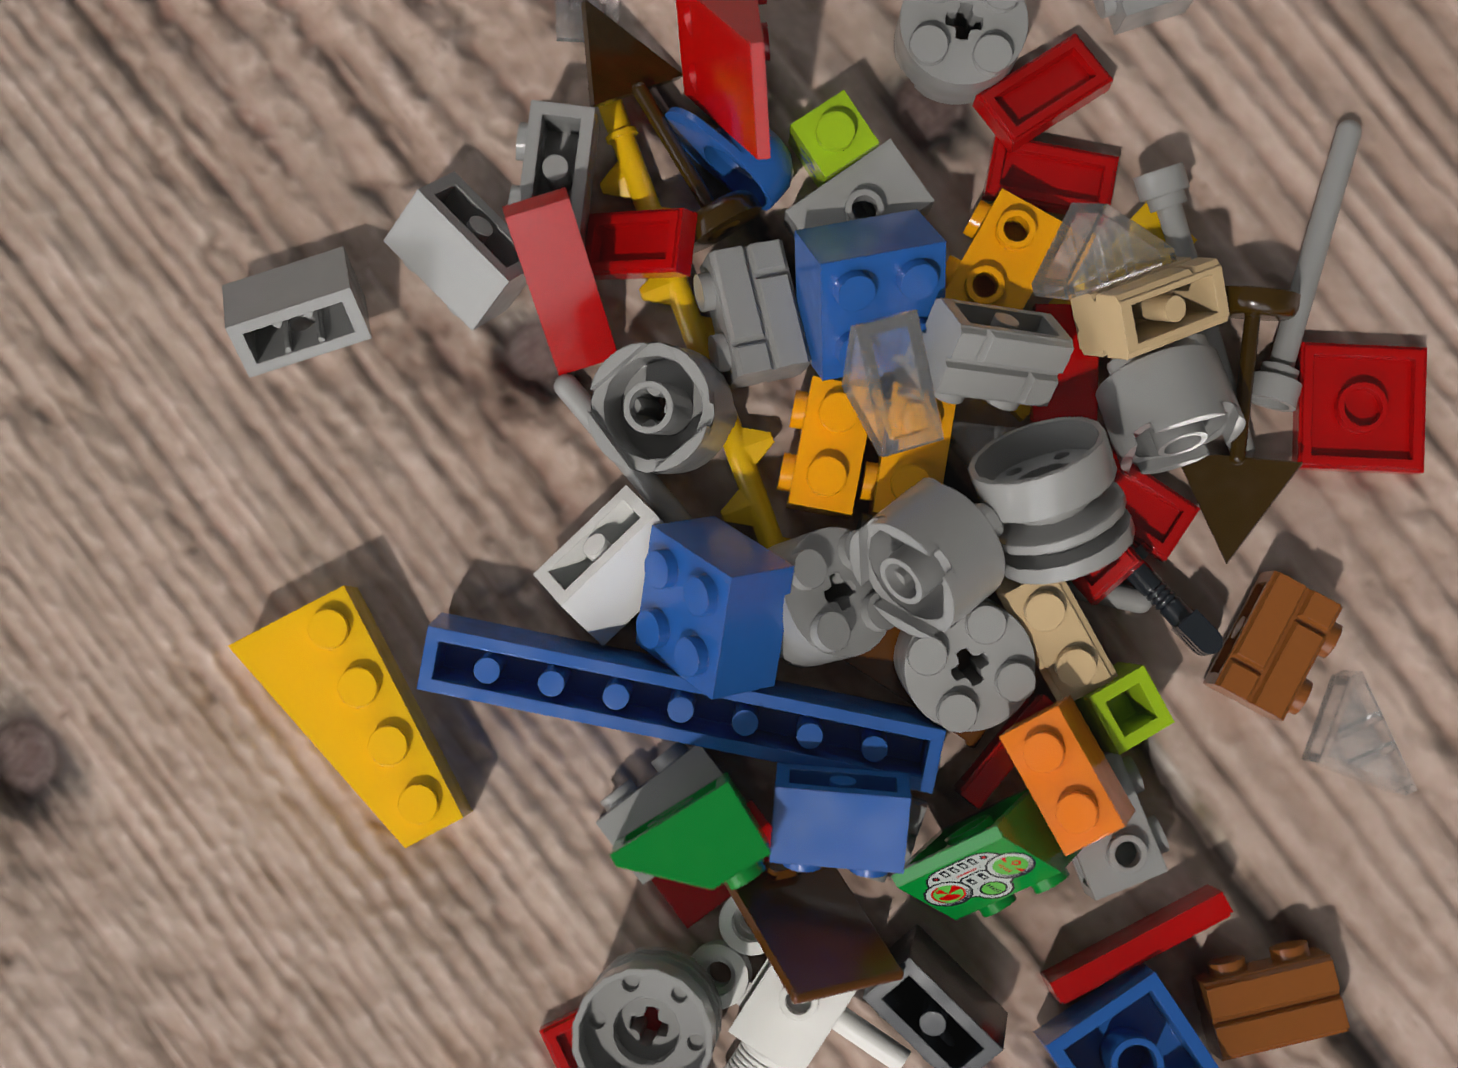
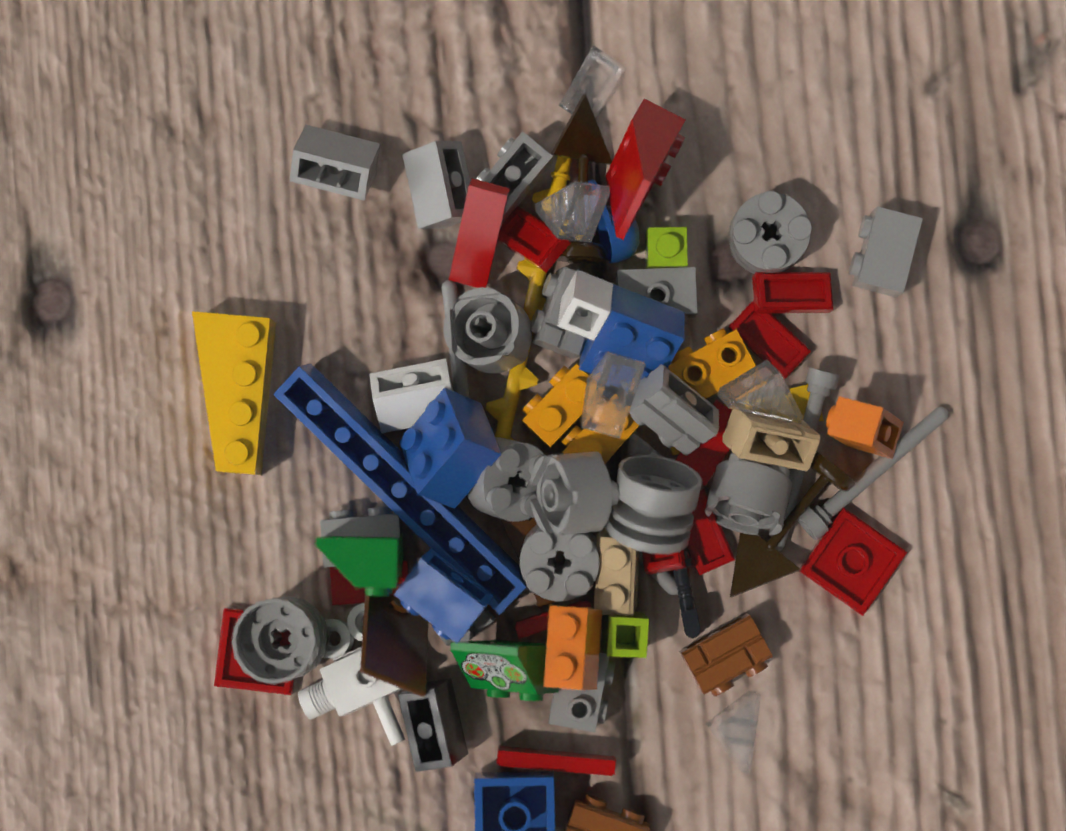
camera: 35 degrees right, 0 degrees up
(674, 162) = (574, 210): none -> clear slope
(776, 283) = (585, 305): none -> white brick
(1264, 209) = (864, 427): none -> orange brick

